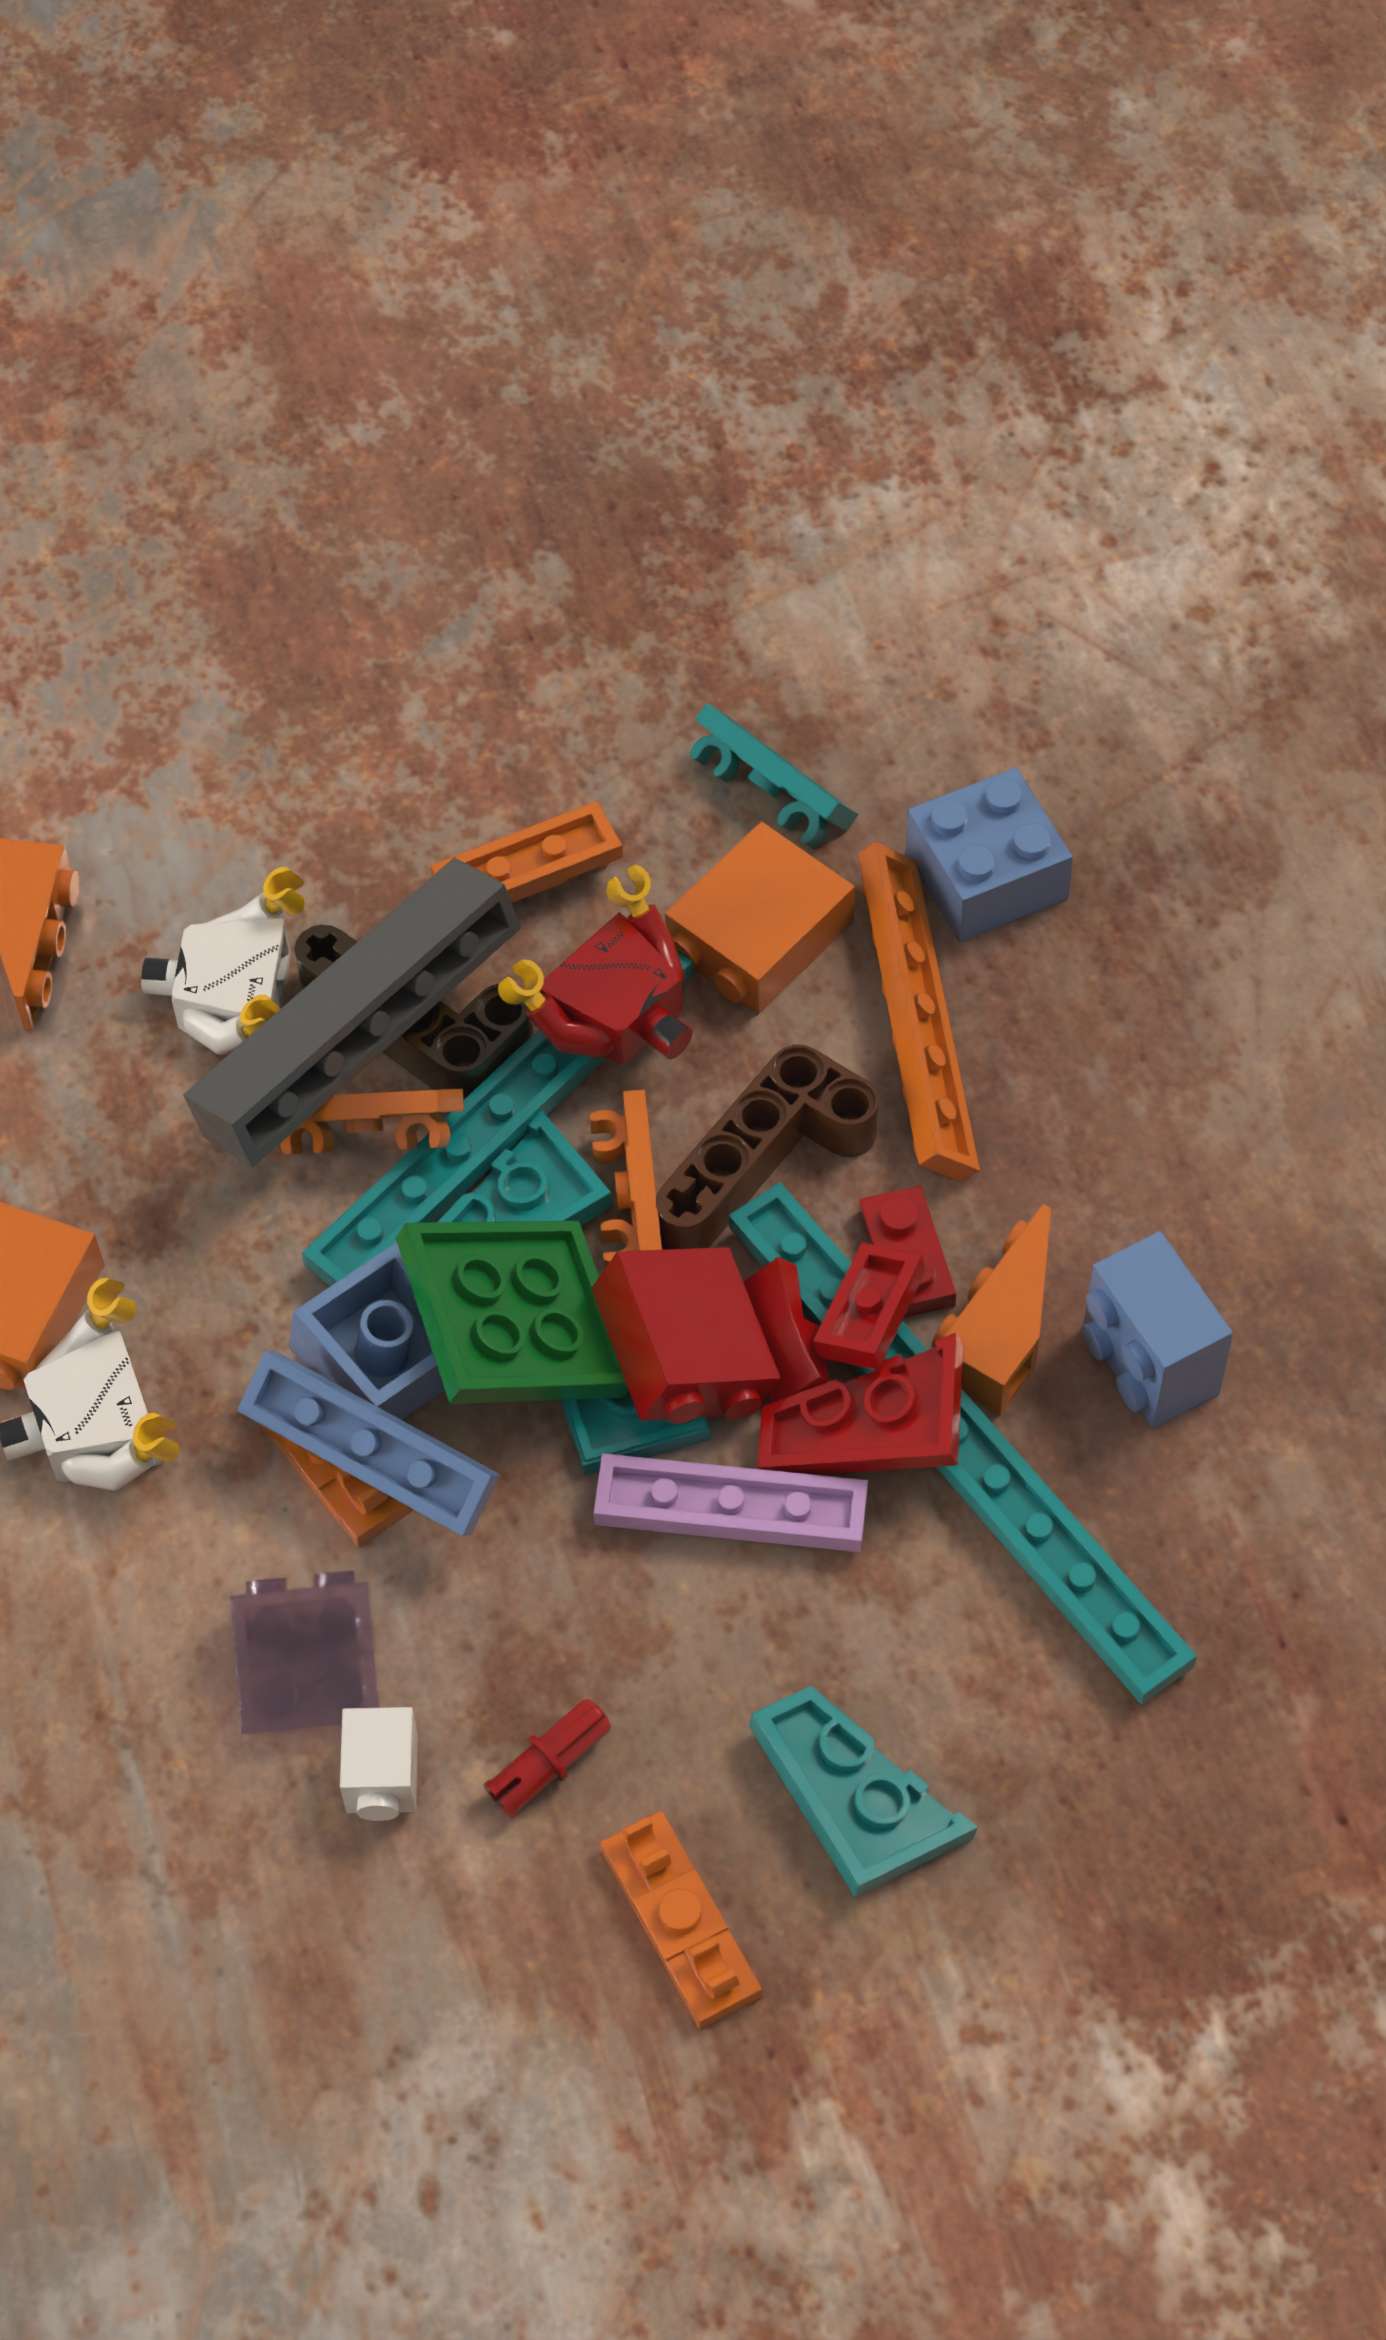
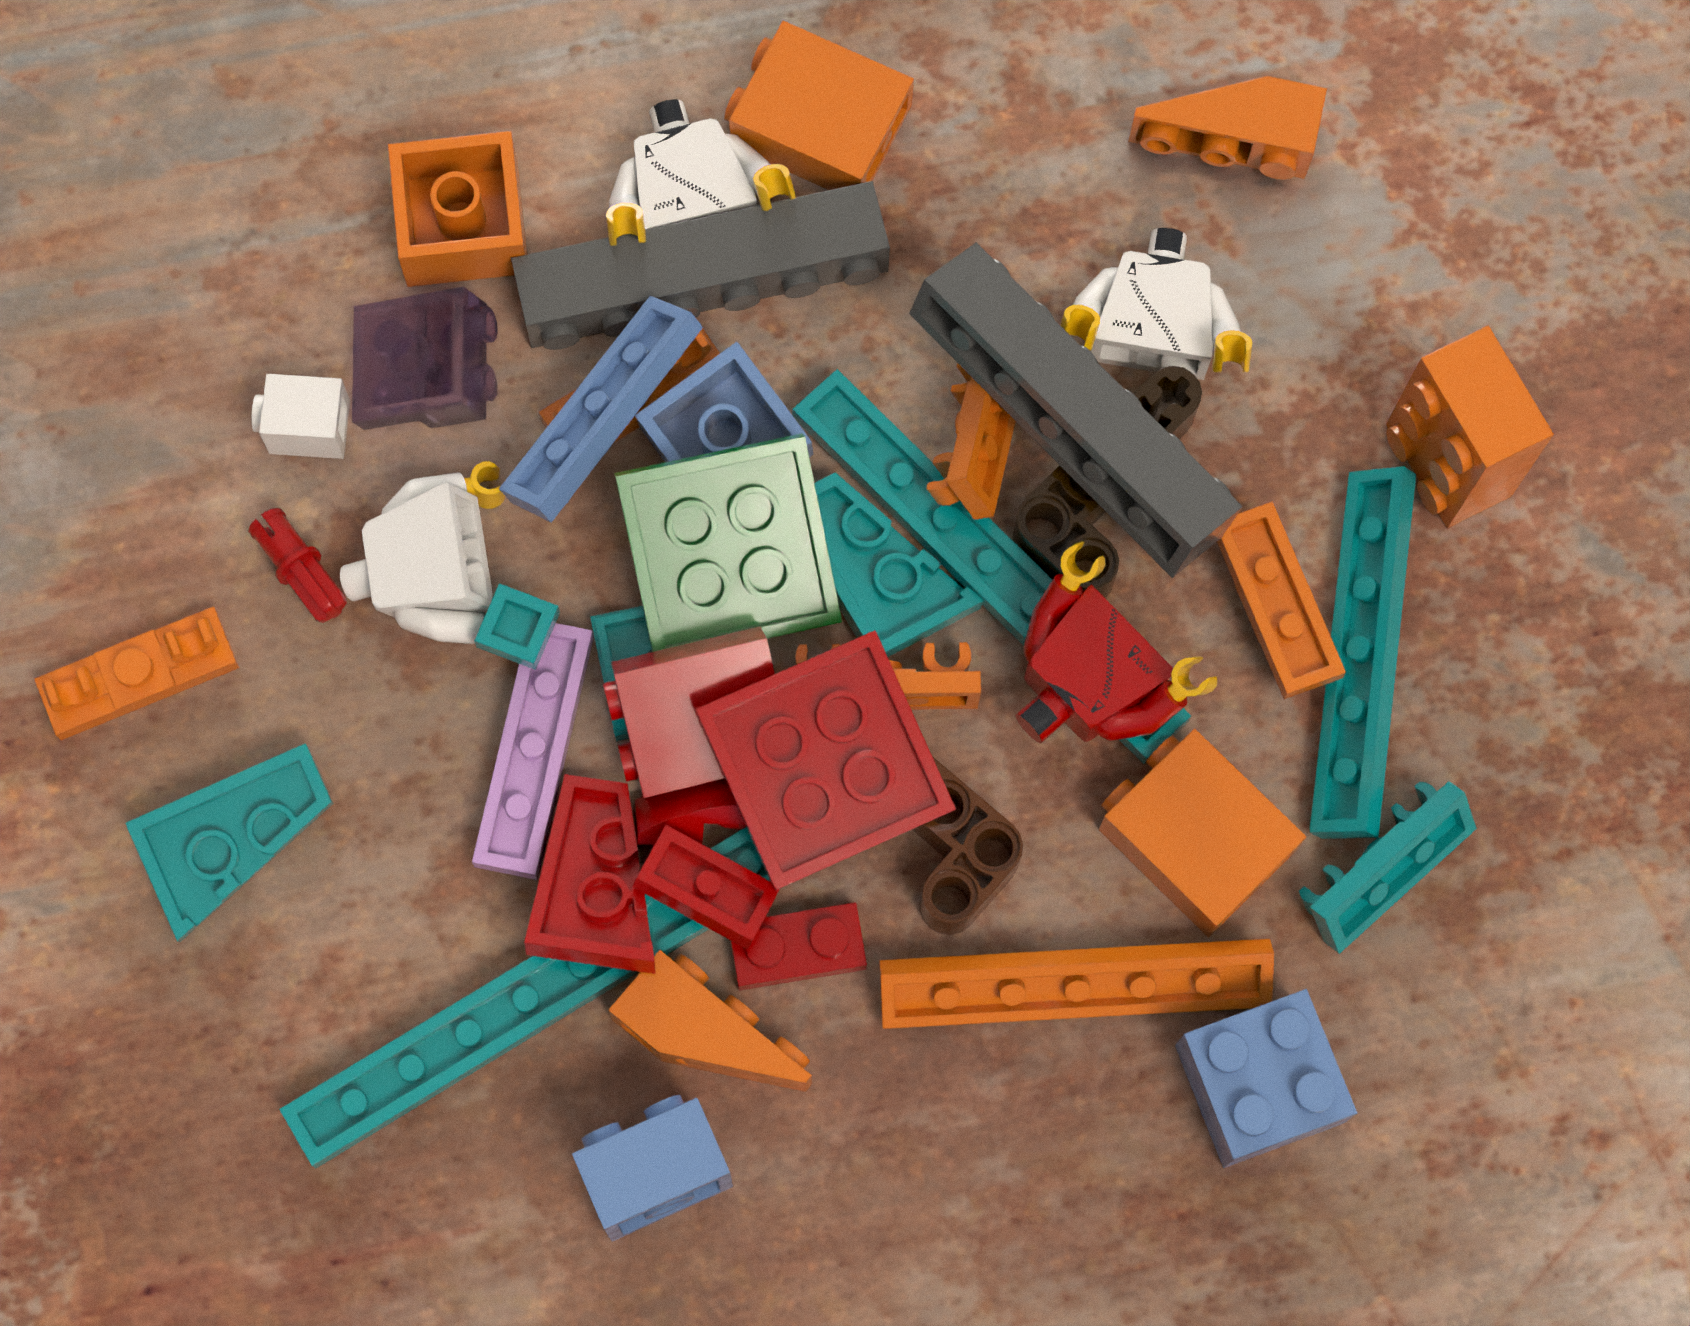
camera: 90 degrees right, 15 degrees up
(128, 1627) = (457, 208): none -> orange brick
(184, 1381) = (704, 264): none -> dark grey brick
(358, 698) = (1467, 427): none -> orange brick
(534, 794) = (1367, 641): none -> teal plate
(538, 1612) = (430, 556): none -> white torso
(610, 1509) = (517, 626): none -> teal plate
(735, 1198) = (825, 760): none -> red plate

